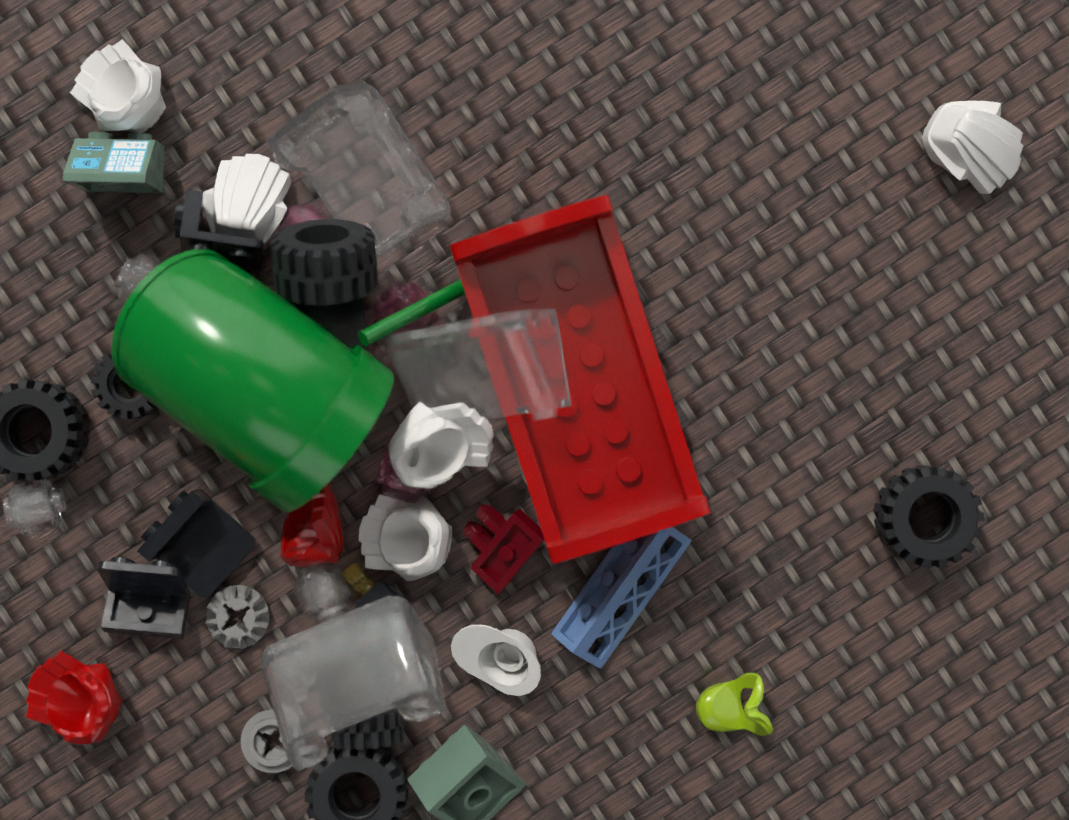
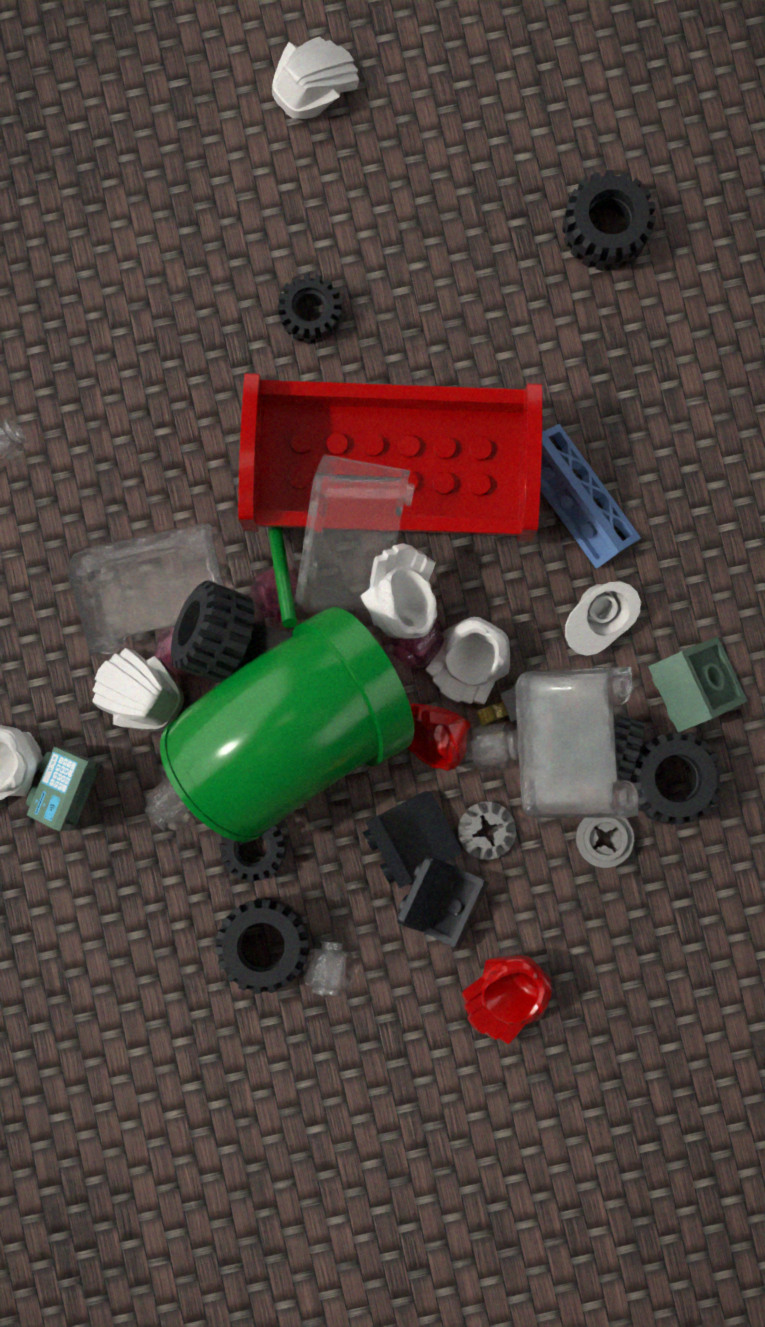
camera: 75 degrees left, 5 degrees down
(188, 220) = (146, 743): black bracket -> none
(509, 549) = (513, 577): dark red hinge -> none
(722, 711) = (712, 449): lime piece -> none
(743, 233) = (305, 288): none -> black tyre

